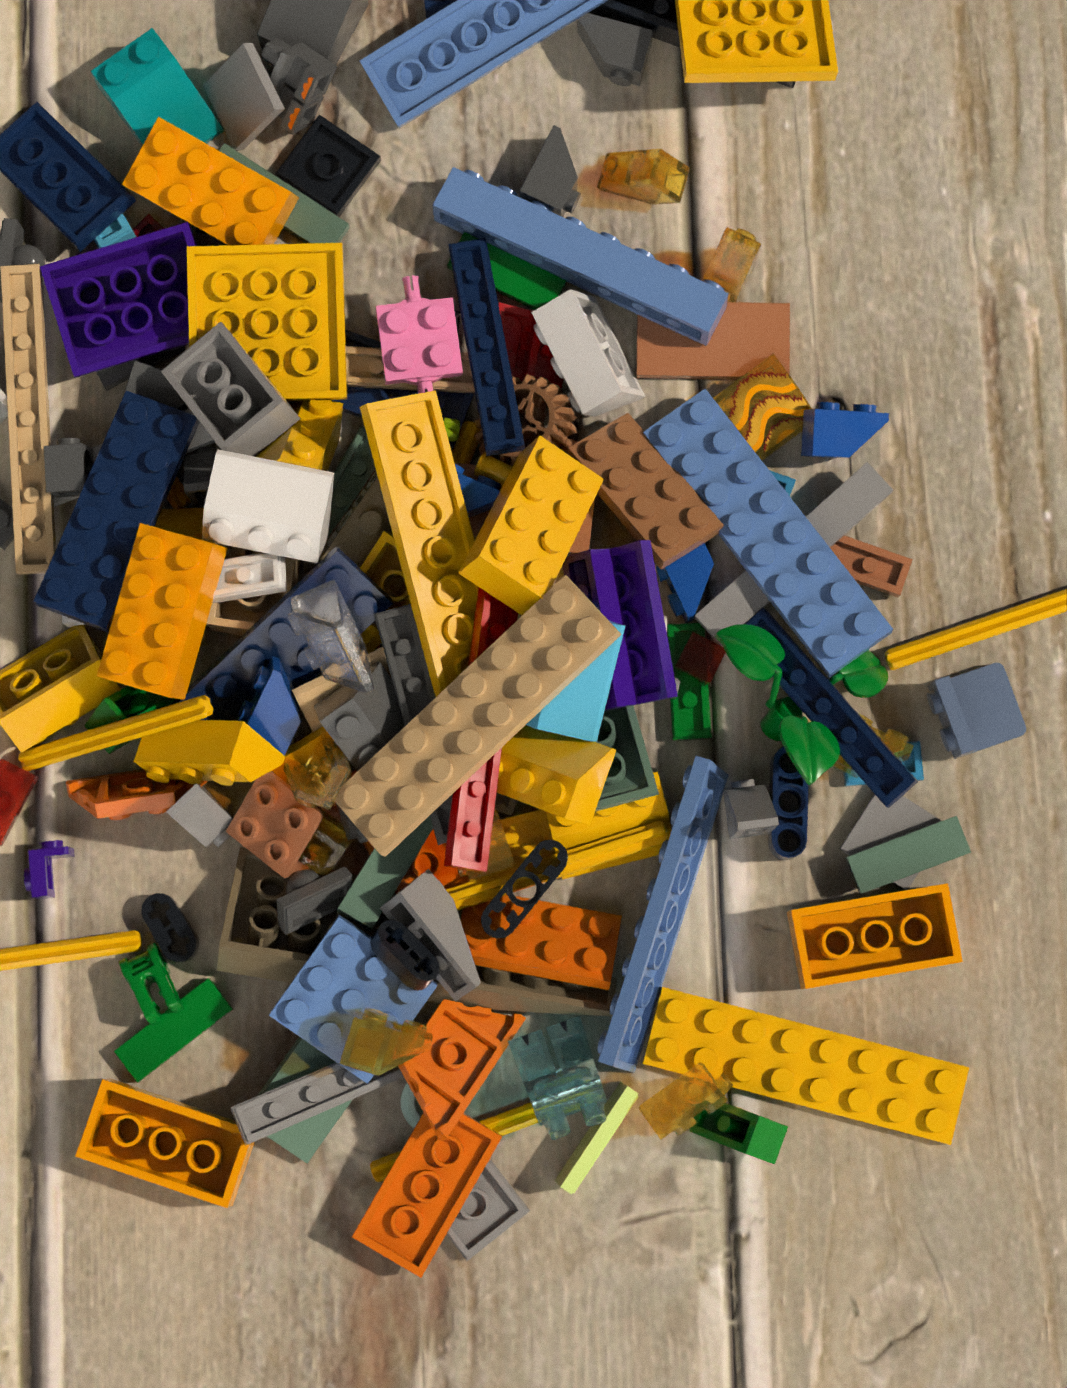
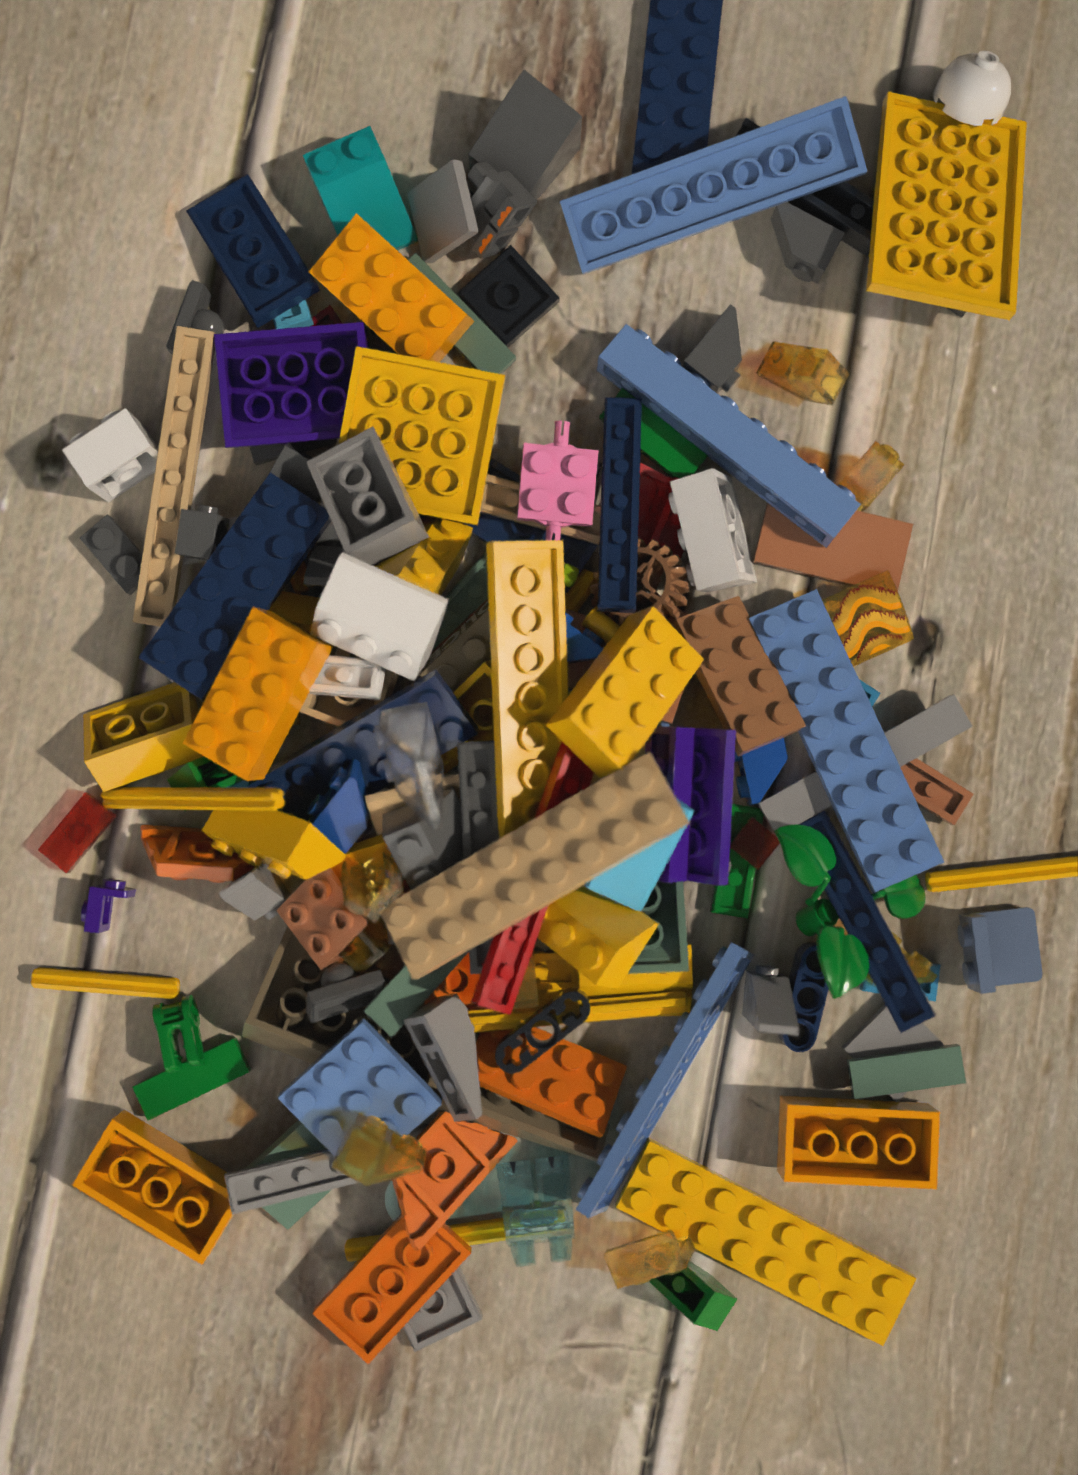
camera: 10 degrees right, 5 degrees up
(162, 933) = (199, 986): black beam -> none
(404, 955) = (416, 1072): black beam -> none
(596, 1139) = (552, 1275): yellowish green tile -> none
(839, 432) = (932, 659): blue slope -> none

